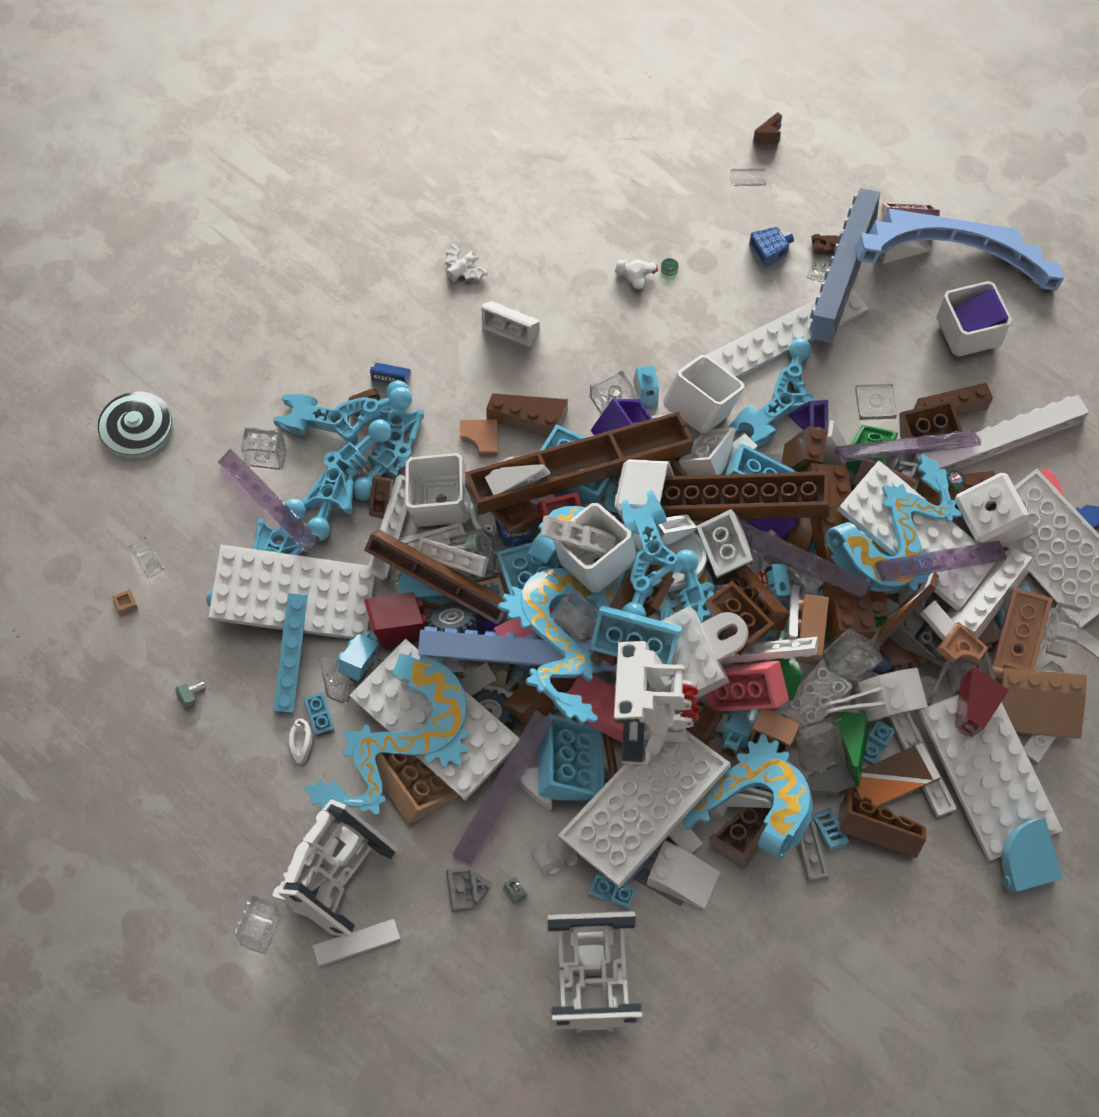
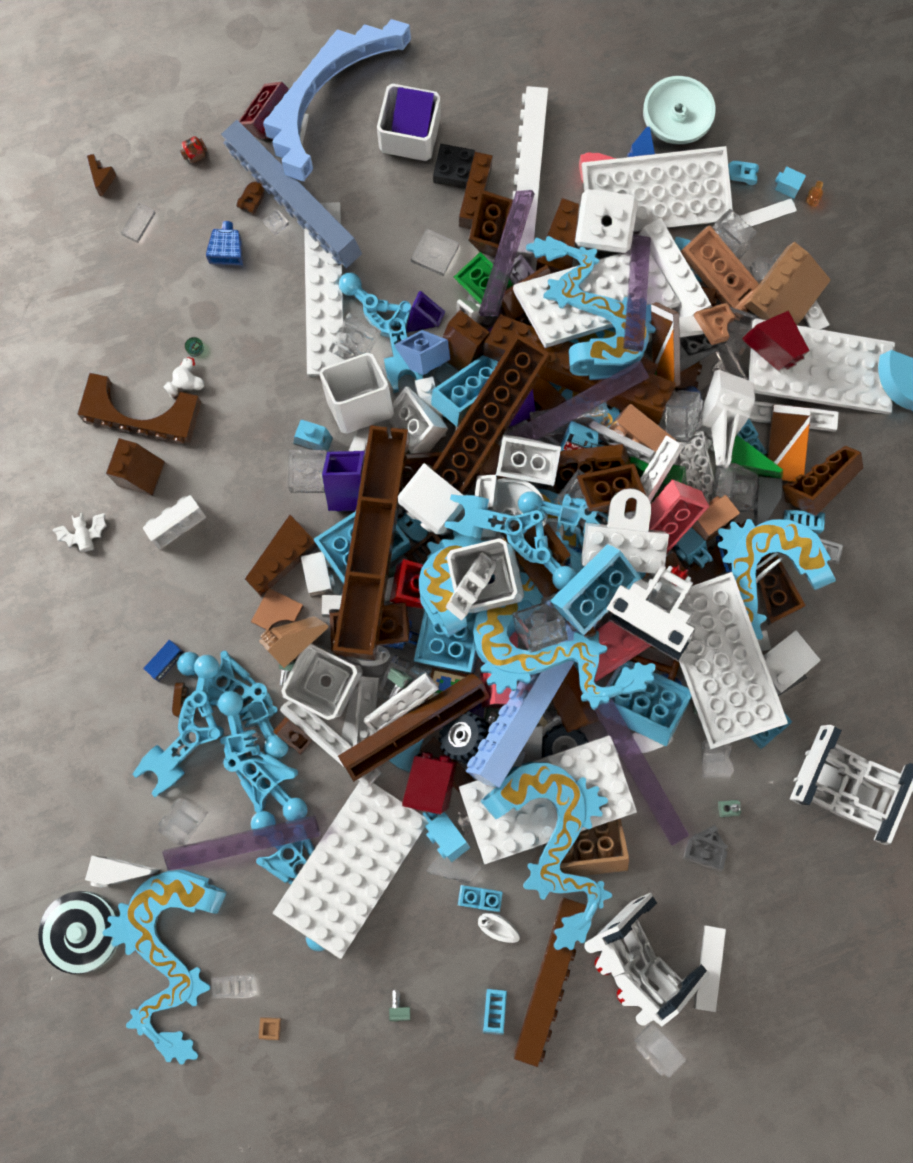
camera: 60 degrees left, 15 degrees up
(157, 462) = (138, 931): none -> medium azure animal
(194, 416) = (109, 870): none -> white slope
(226, 780) = (495, 1030): none -> medium azure slope
(260, 807) = (546, 992): none -> reddish brown brick
(290, 653) = (412, 897): medium azure plate -> none
(448, 440) = (291, 639): none -> medium nougat slope
(515, 477) = (361, 614): white slope -> none
(528, 443) = (317, 574): none -> white hinge
(537, 271) = (134, 467): none -> reddish brown slope
(593, 284) = (174, 424): none -> reddish brown arch
(754, 372) = (354, 338): none -> clear brick
(775, 429) = (423, 351): none -> medium blue slope
(837, 183) = (193, 149): none -> reddish brown head
(955, 479) = (557, 232): clear green tile -> none
(963, 373) = (453, 165): none -> black brick

